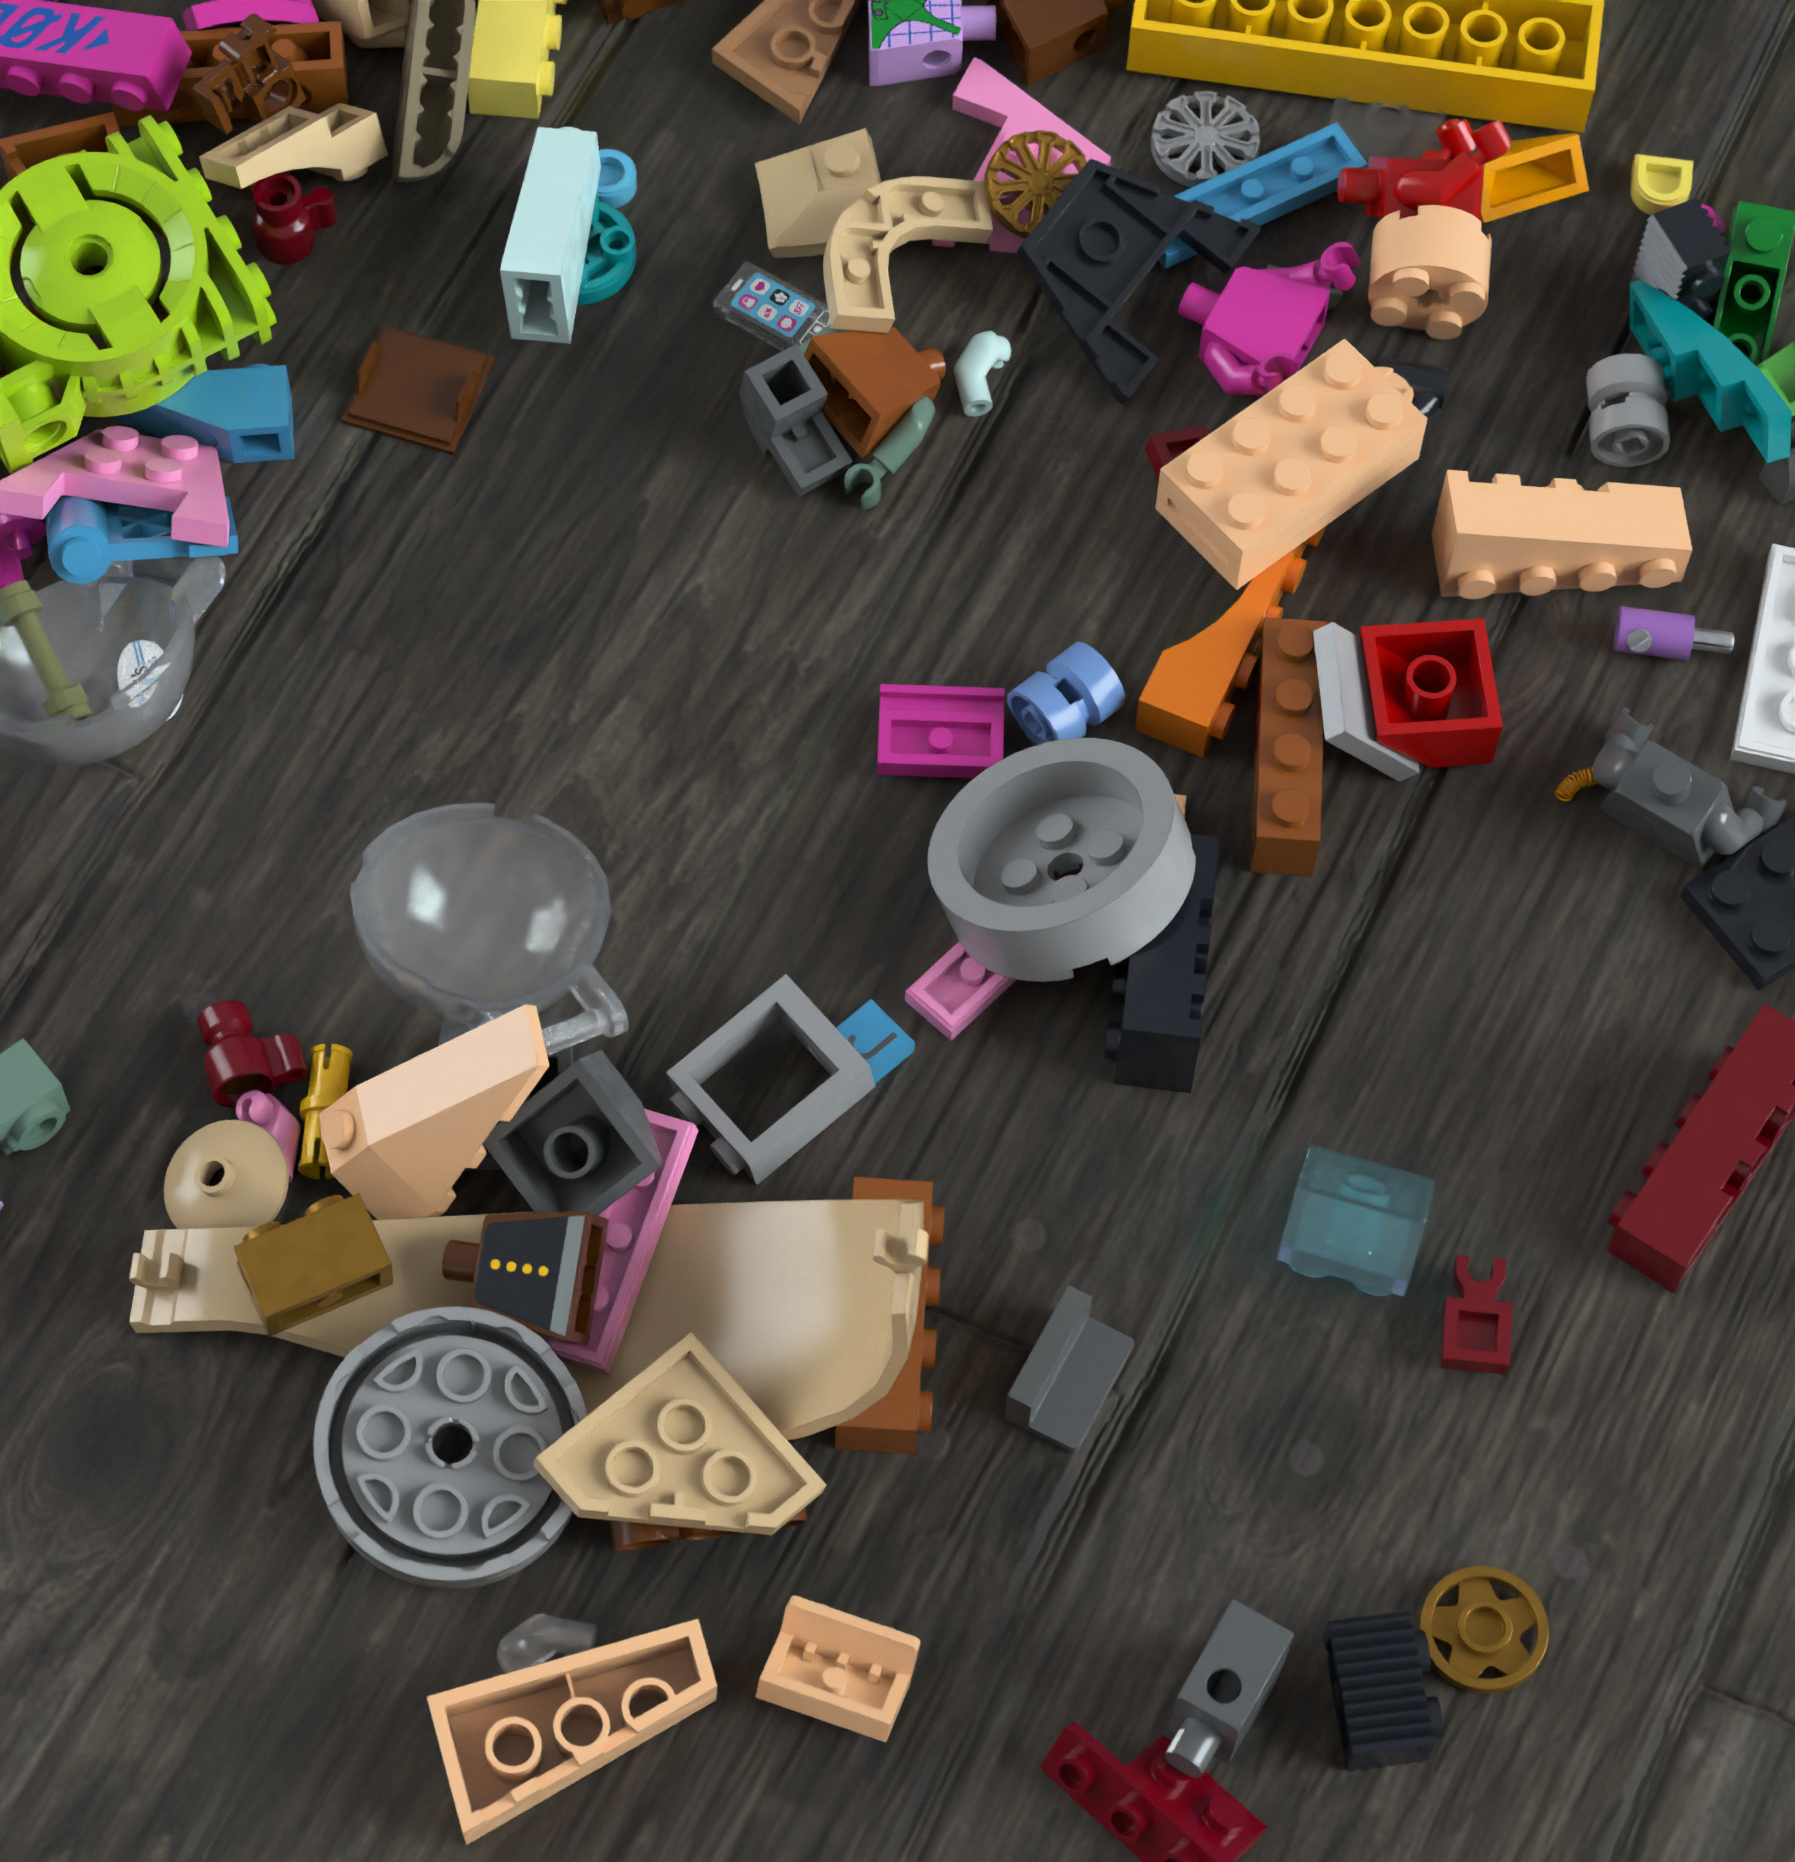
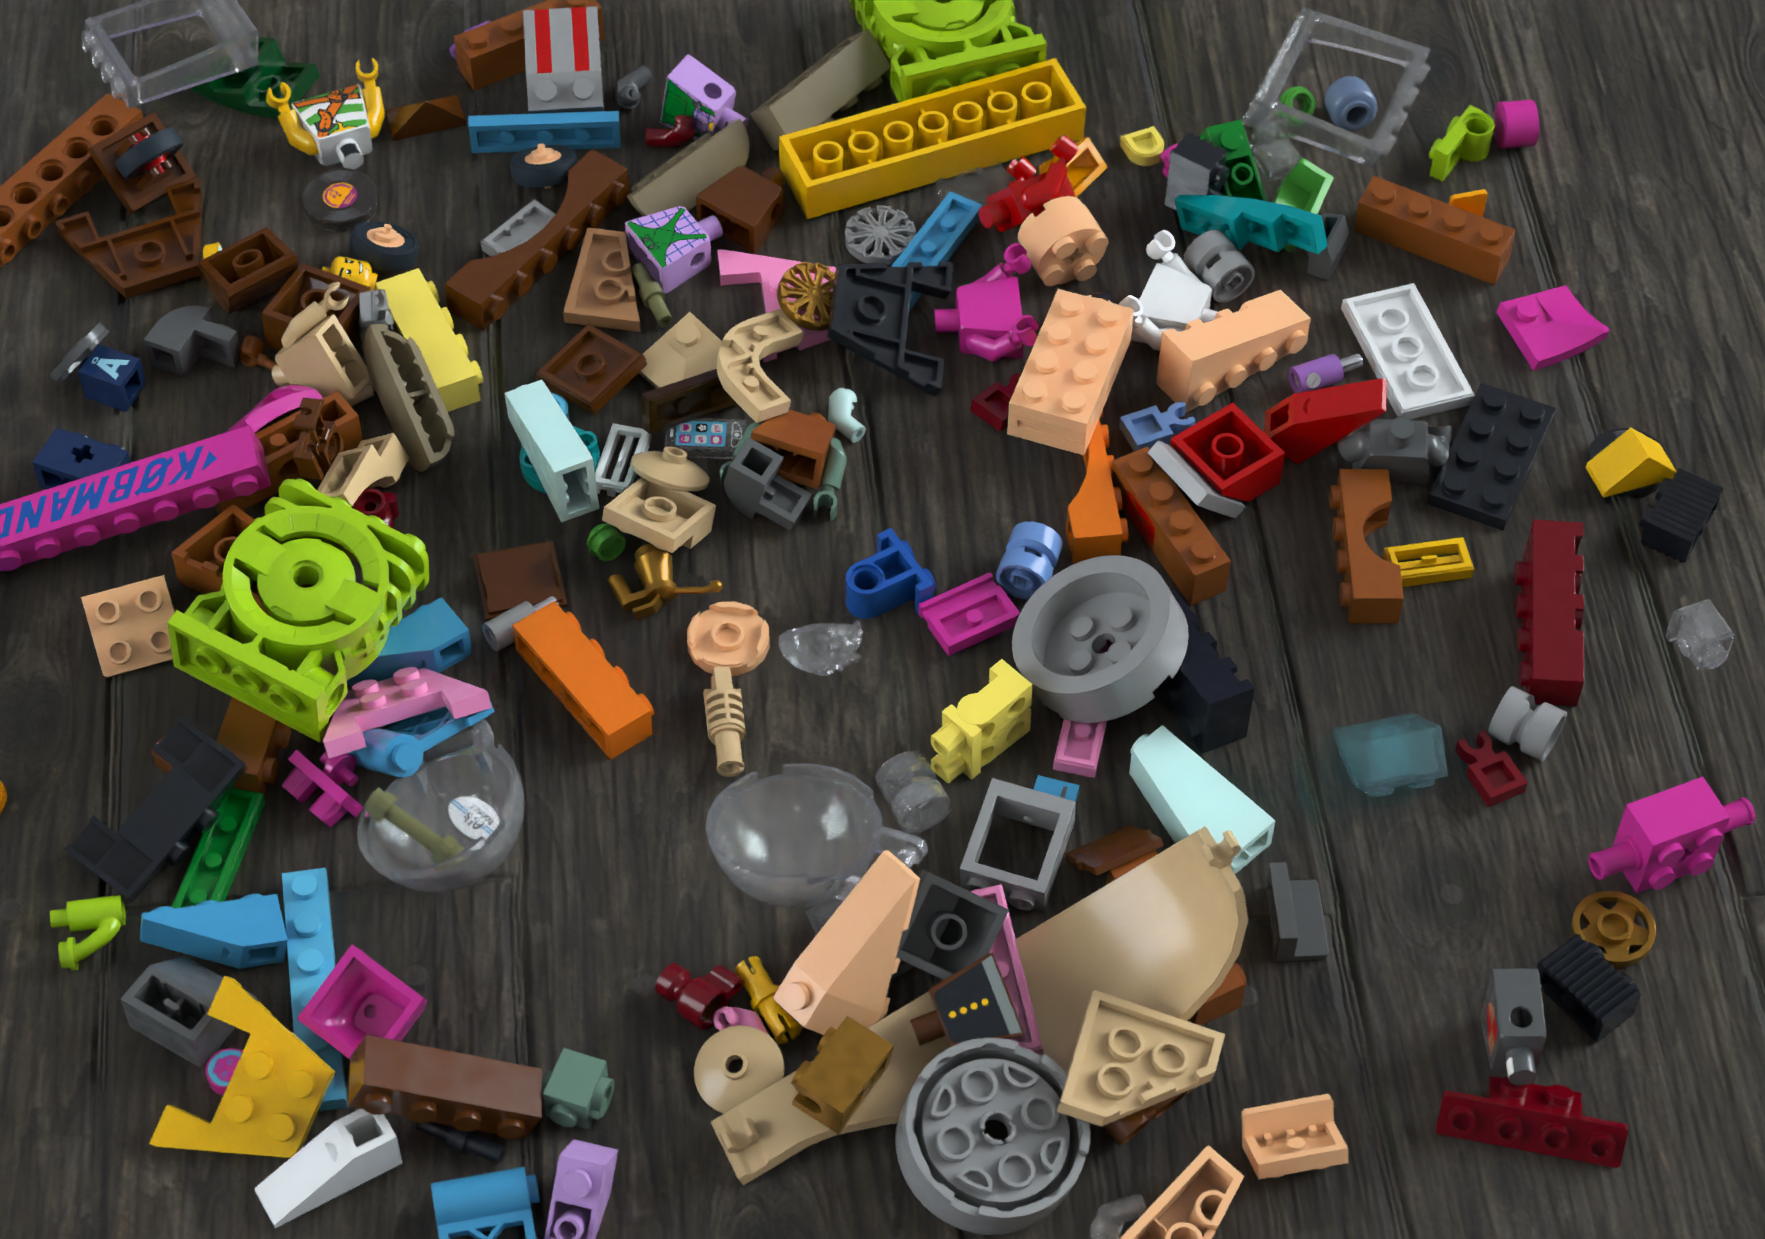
camera: 30 degrees left, 10 degrees down
(368, 446) = (499, 630): none -> light grey piece
(392, 565) = (583, 679): none -> orange brick
(530, 714) = (725, 721): none -> tan hinge
(552, 393) = (606, 542): none -> bright green plate
(582, 467) = (656, 574): none -> pearl gold piece
(616, 604) = (728, 637): none -> light nougat tile
(632, 392) = (661, 515): none -> tan plate
(659, 298) = (615, 484): none -> white tile
(690, 936) = (913, 791): none -> clear wheel
(693, 337) = (670, 469): none -> tan dish
(696, 145) = (591, 369): none -> reddish brown plate
(717, 676) = (822, 647): none -> clear hat
(764, 249) = (683, 401): none -> dark brown tile
(833, 894) = (983, 724): none -> light yellow hips
(848, 79) = (652, 294): none -> olive bar
(870, 625) = (887, 579): none -> blue pin
(889, 1154) = (1114, 849): none -> reddish brown piece
(1047, 1170) = (1194, 795): none -> light aqua slope
(1369, 596) = (1150, 425): none -> medium blue plate
(1523, 428) = (1170, 296): none -> white torso
(1573, 1289) = (1525, 722): none -> light grey wheel
(1574, 857) = (1371, 584): none -> dark orange arch
(1583, 778) = (1334, 464): light orange leg -> none
(1590, 701) = (1320, 417): none -> red slope
(1612, 991) = (1430, 568): none -> yellow tile
(1641, 1550) = (1670, 835): none -> dark pink brick

